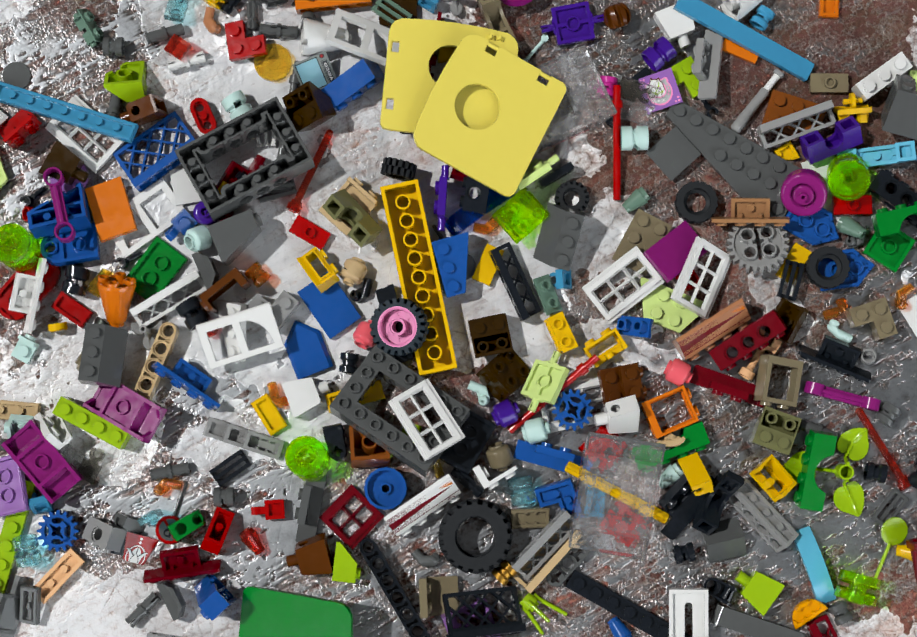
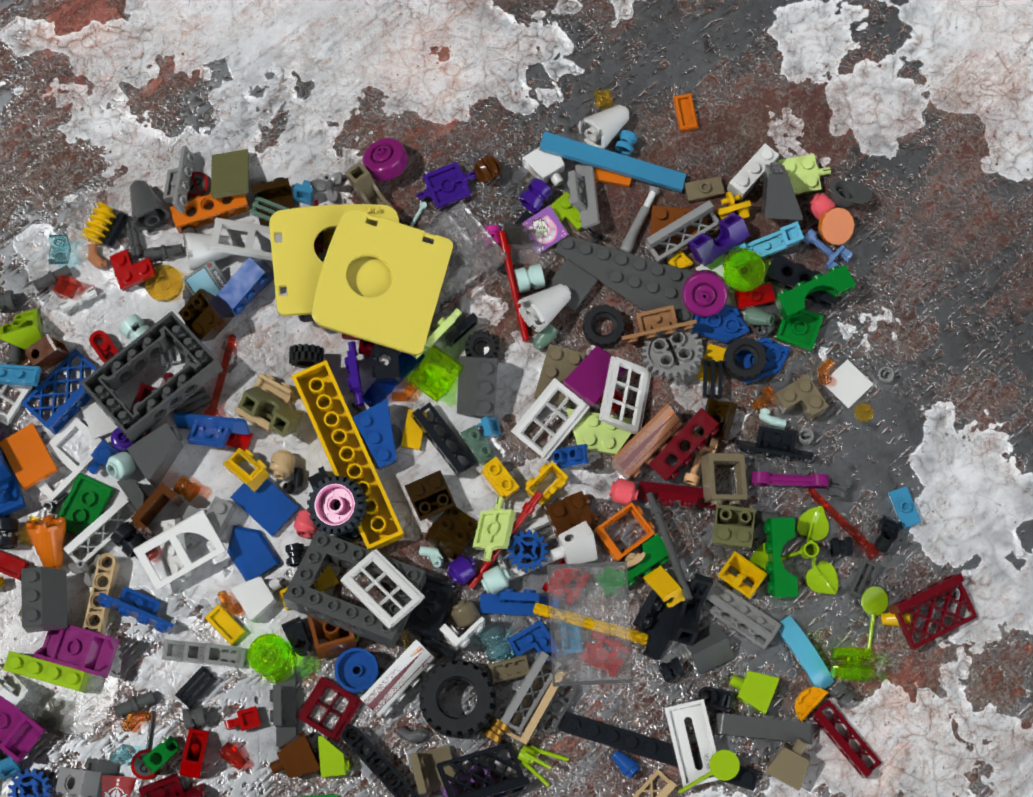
camera: 15 degrees left, 10 degrees down
(291, 223) = (210, 429): none -> blue bracket
(642, 171) = (543, 306): none -> white cone
(670, 475) = (639, 596): light aqua cone -> none
(705, 399) = (656, 512): none -> dark grey bar

